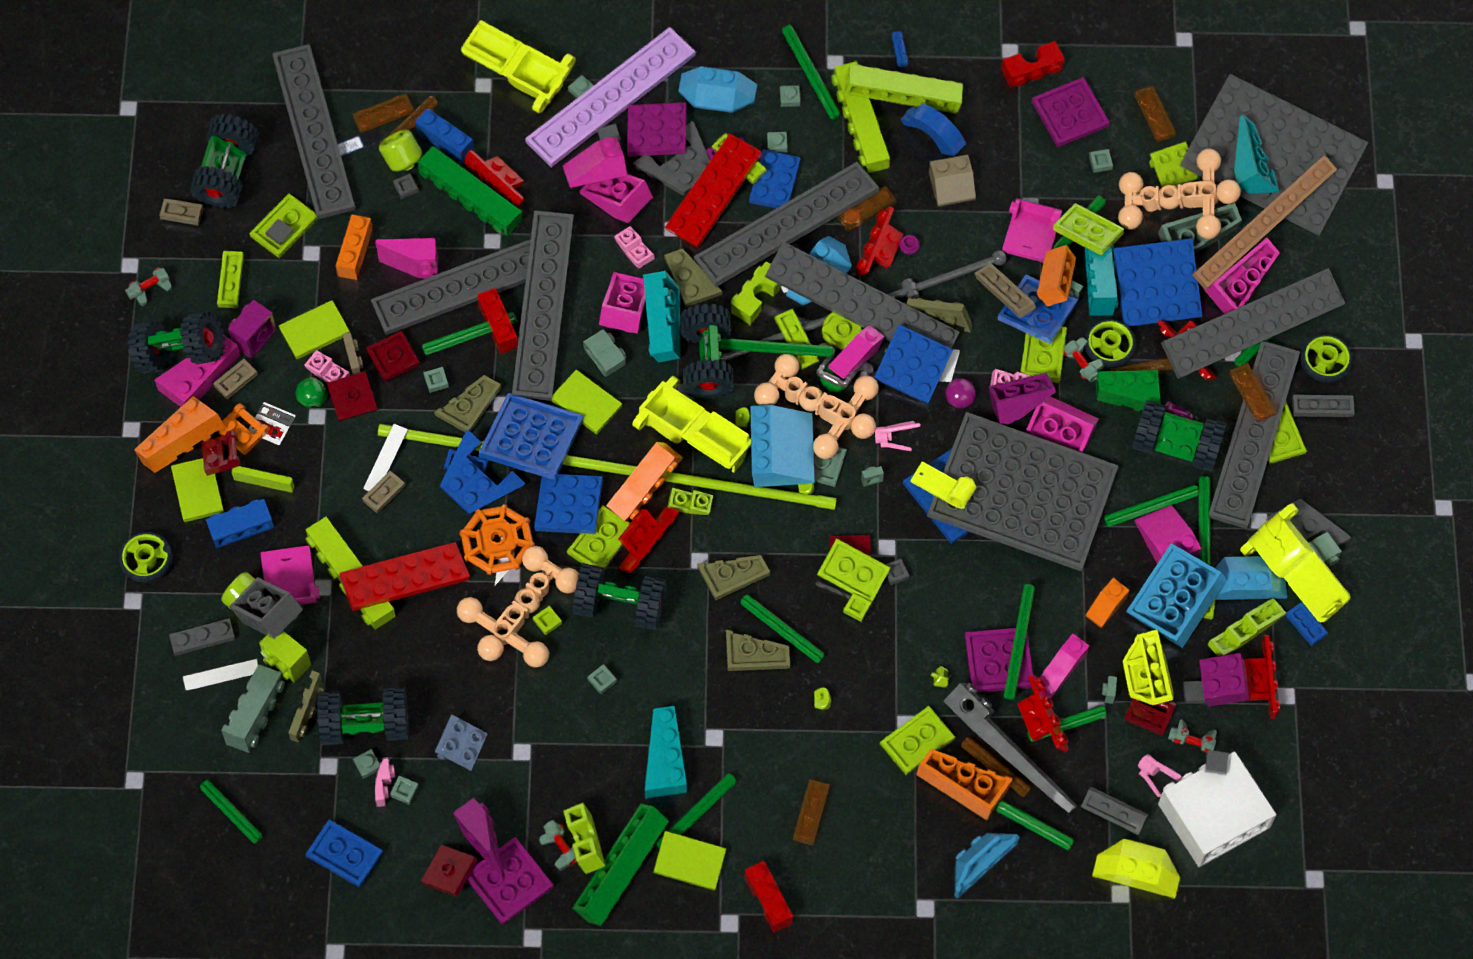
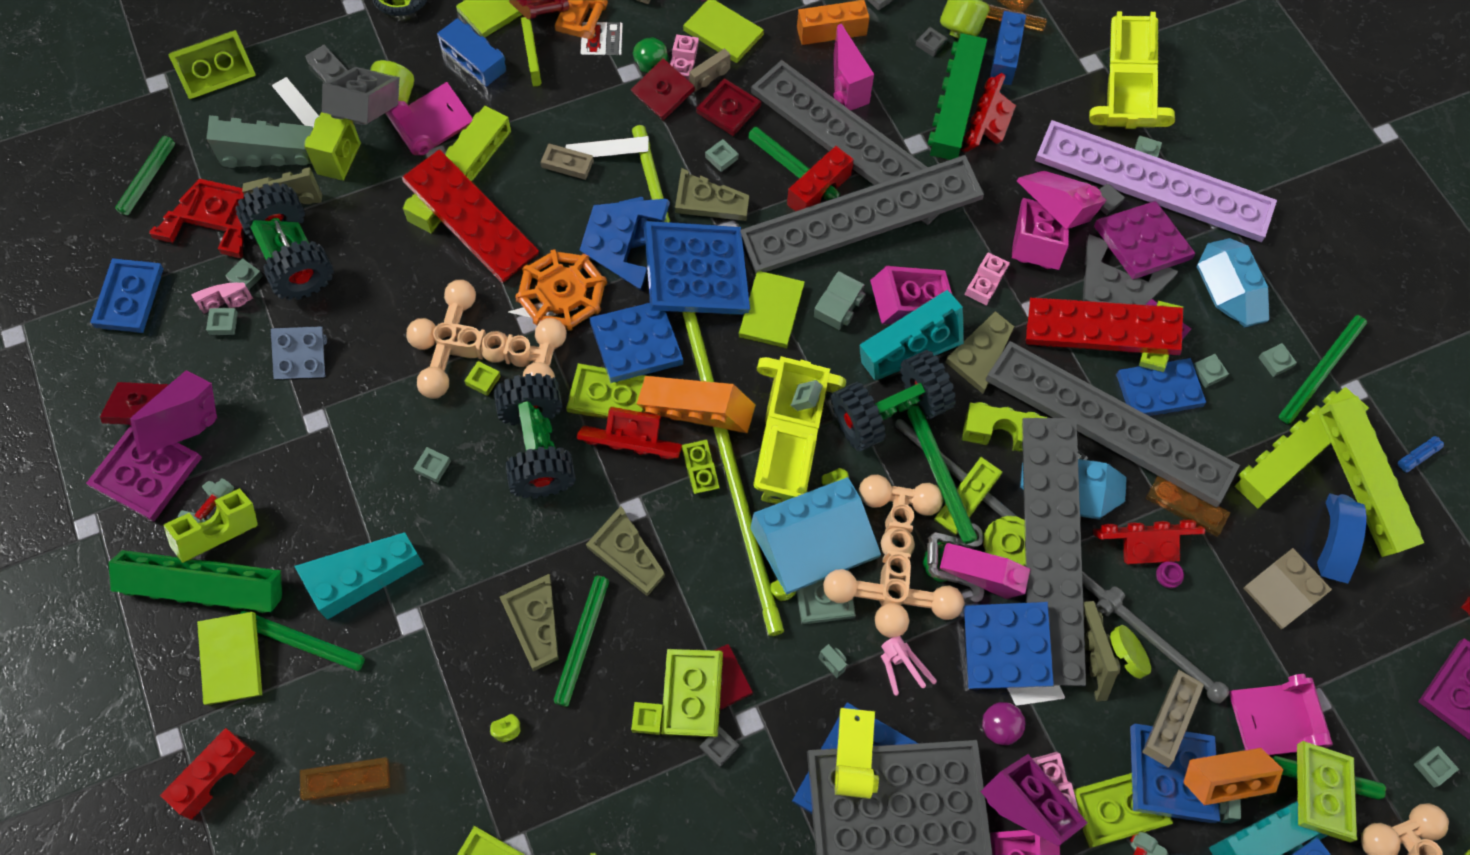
camera: 65 degrees right, 0 degrees up
(144, 726) = (212, 64): none -> lime slope
(292, 766) = (208, 206): none -> red wing
(676, 405) = (806, 395): none -> sand green plate
(951, 293) = (1129, 647): none -> lime tile

